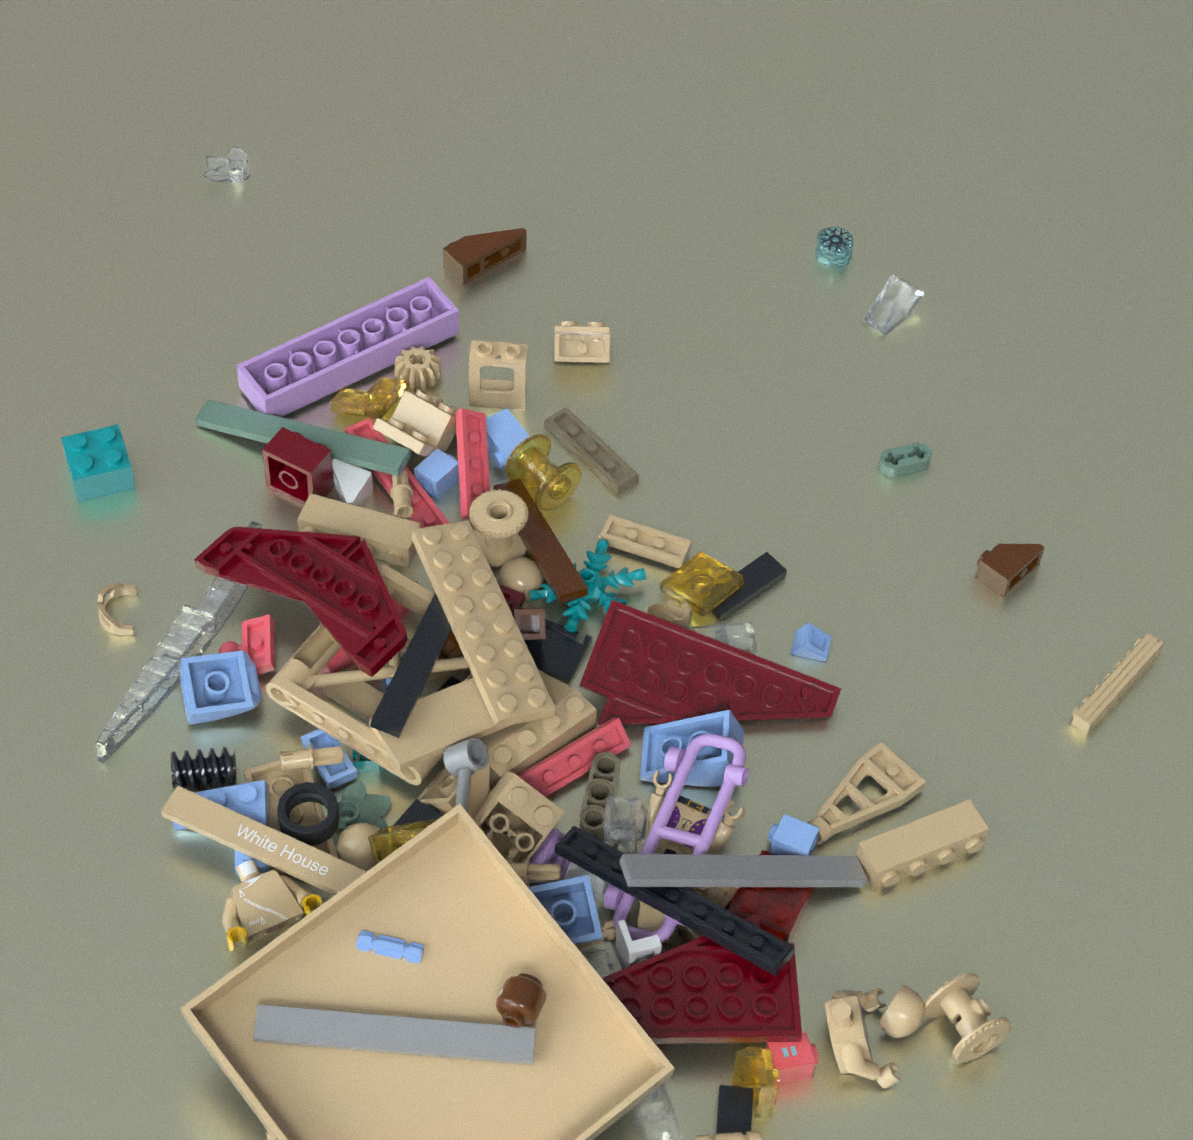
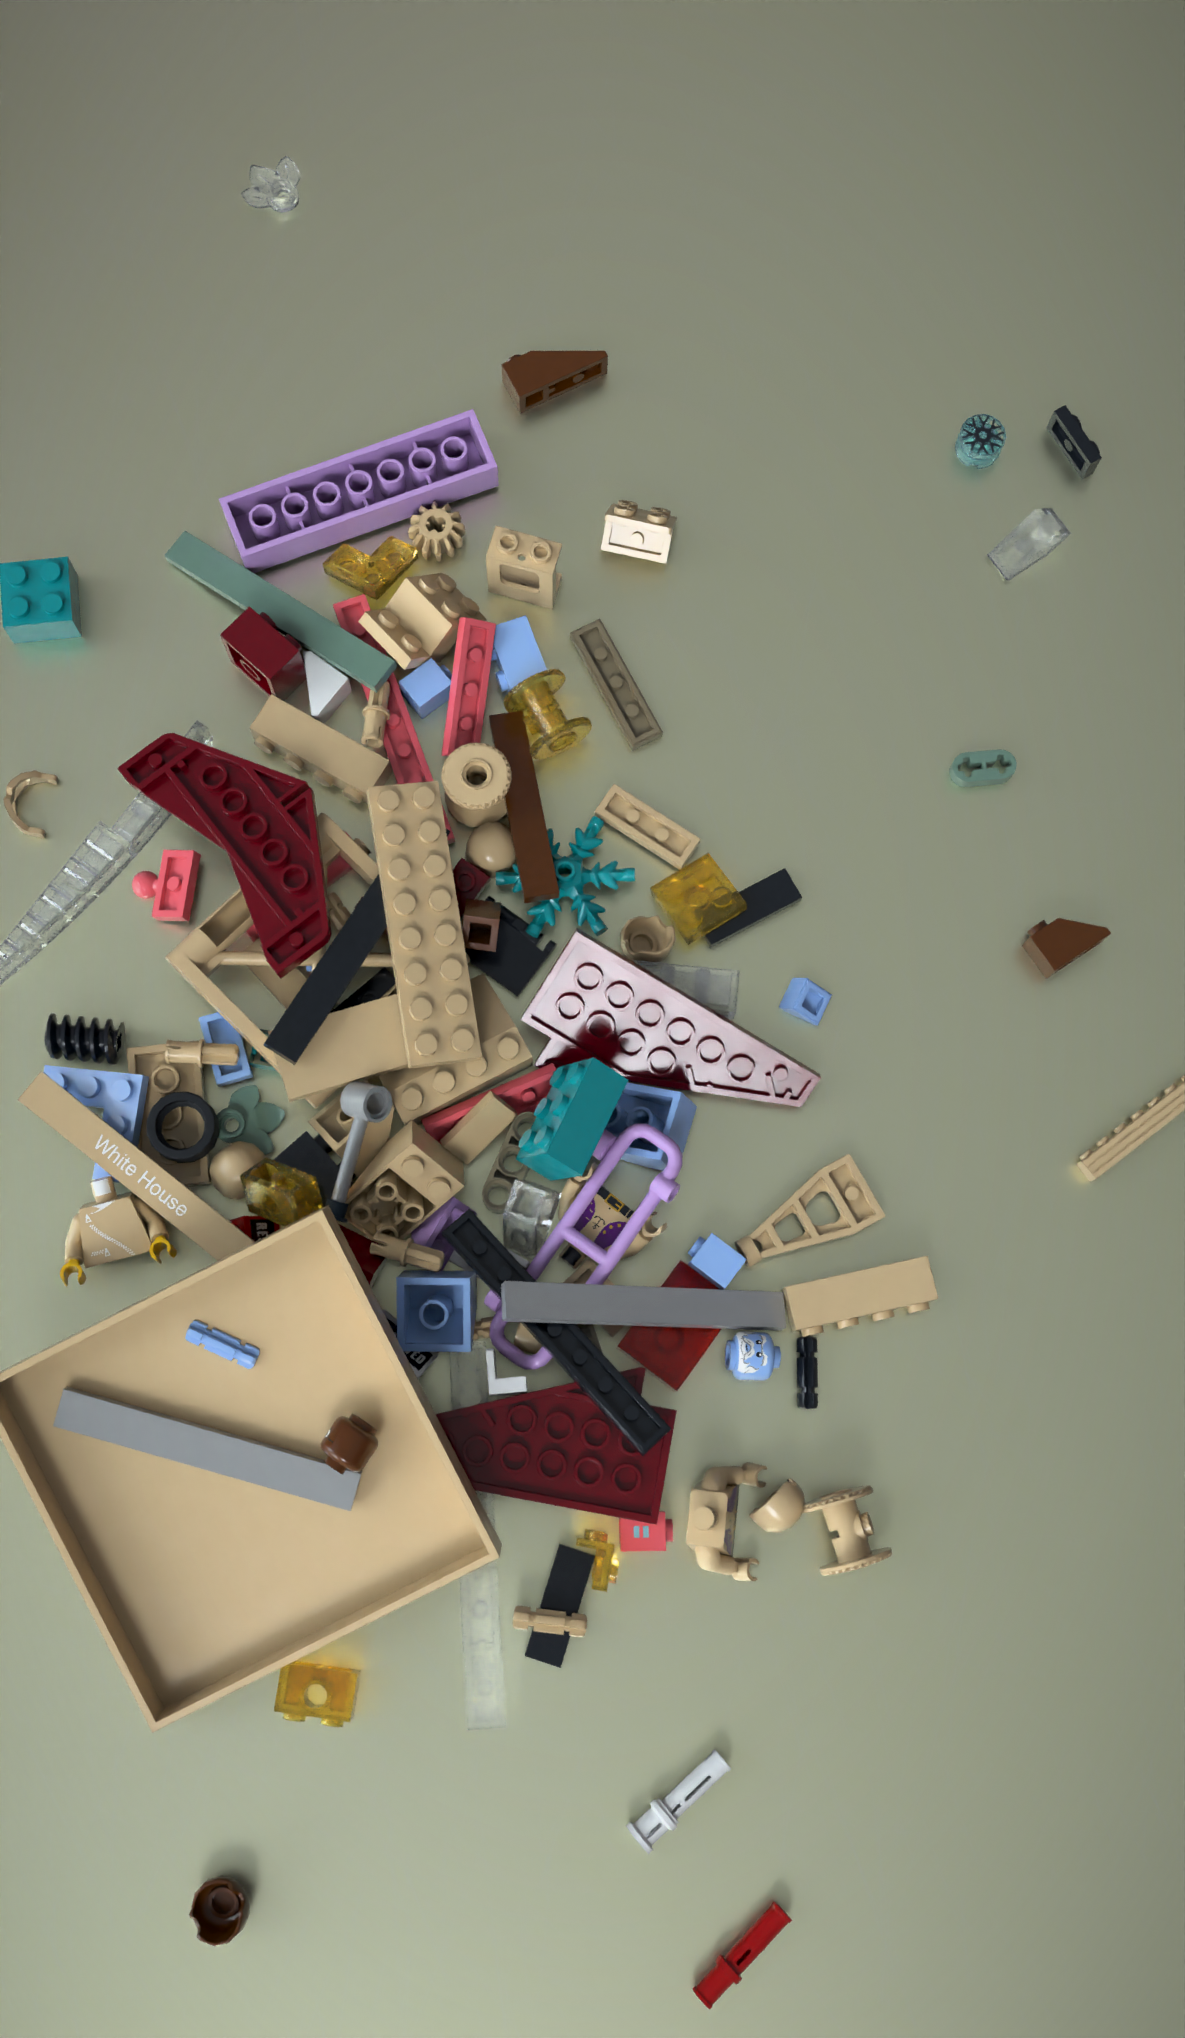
camera: 10 degrees right, 25 degrees up
(218, 685) = (121, 936): light blue slope -> none
(564, 773) = (478, 1127): none -> tan tile
(643, 741) = (571, 1119): none -> teal brick
(845, 905) = (752, 1356): none -> light blue head
(895, 914) = (807, 1372): none -> black axle
(907, 236) = (1073, 441): none -> black plate

